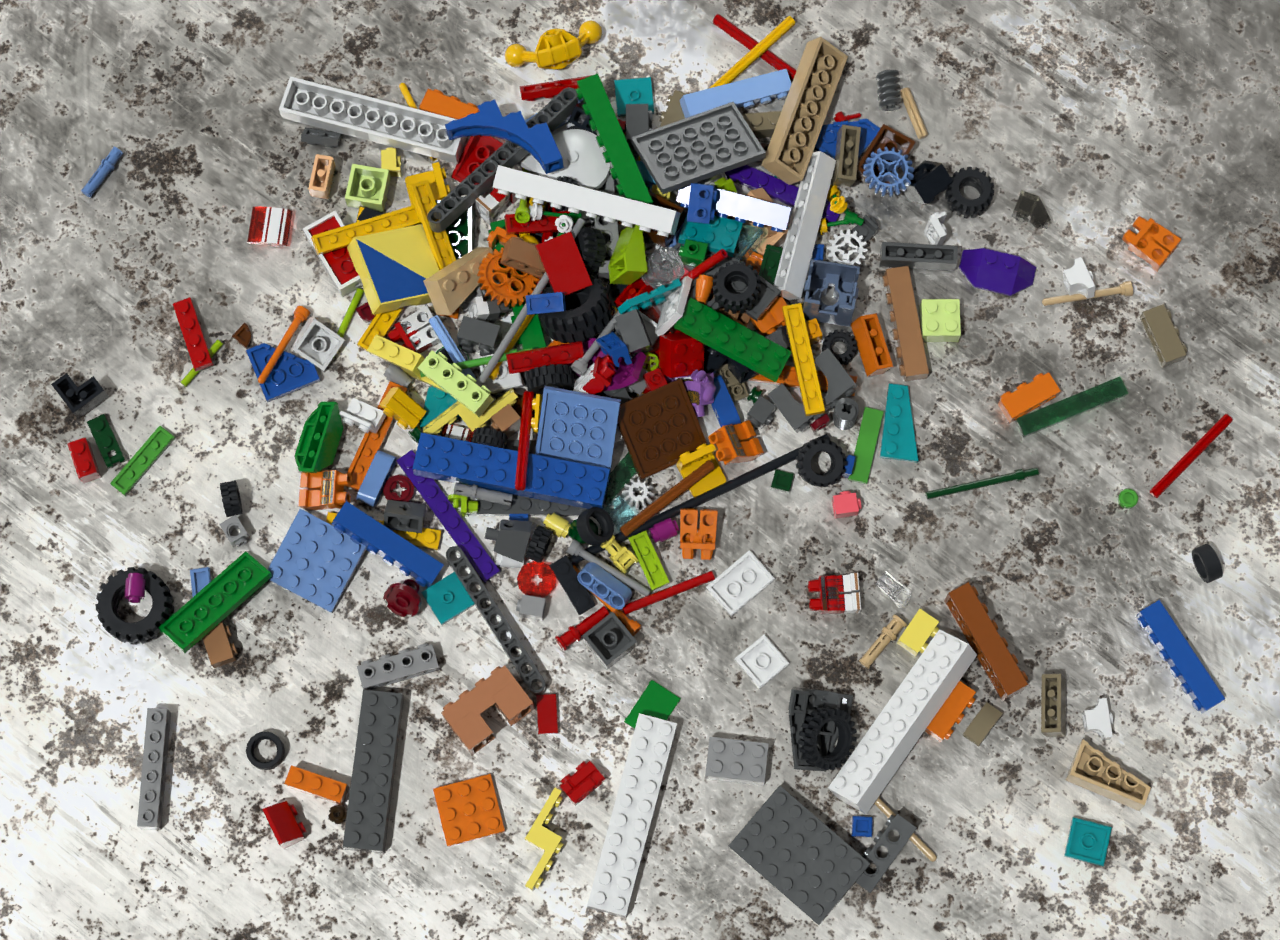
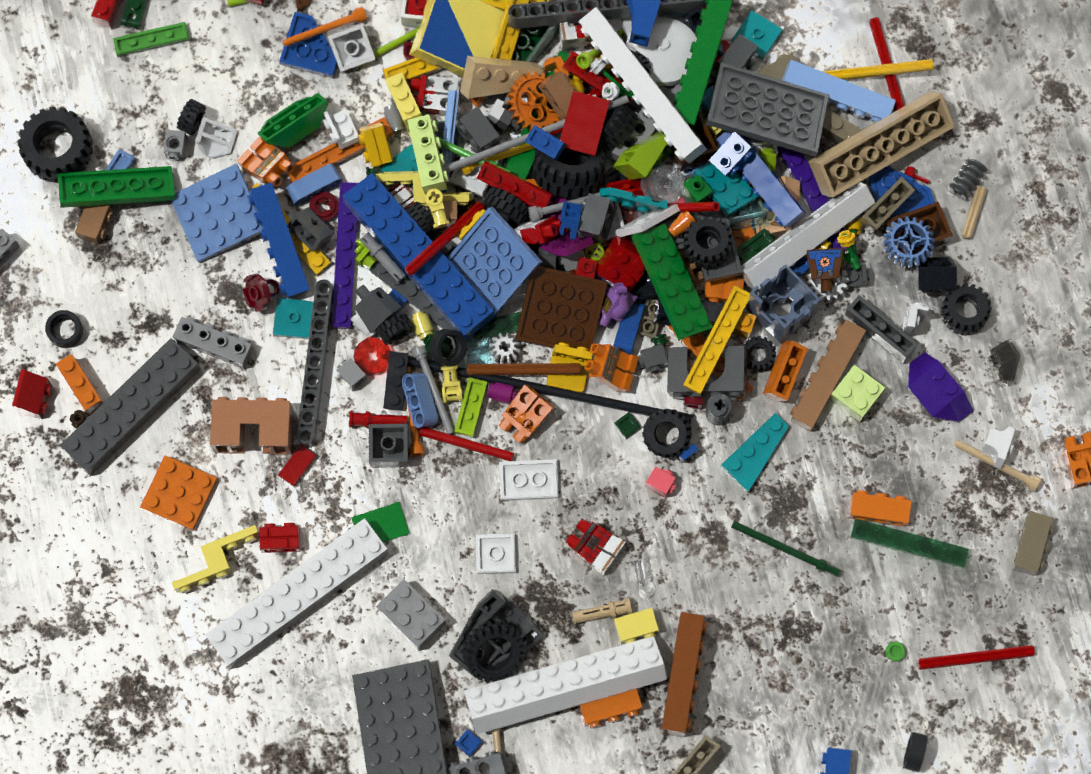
camera: 40 degrees right, 0 degrees up
(135, 587) = (62, 129): magenta brick -> none
(264, 501) = (215, 138): none -> white slope
(499, 421) = (437, 209): none -> light yellow connector
(840, 239) = (826, 267): none -> torso
(866, 445) = (716, 447): bright green tile -> none
(982, 724) = (628, 737): dark tan slope -> none

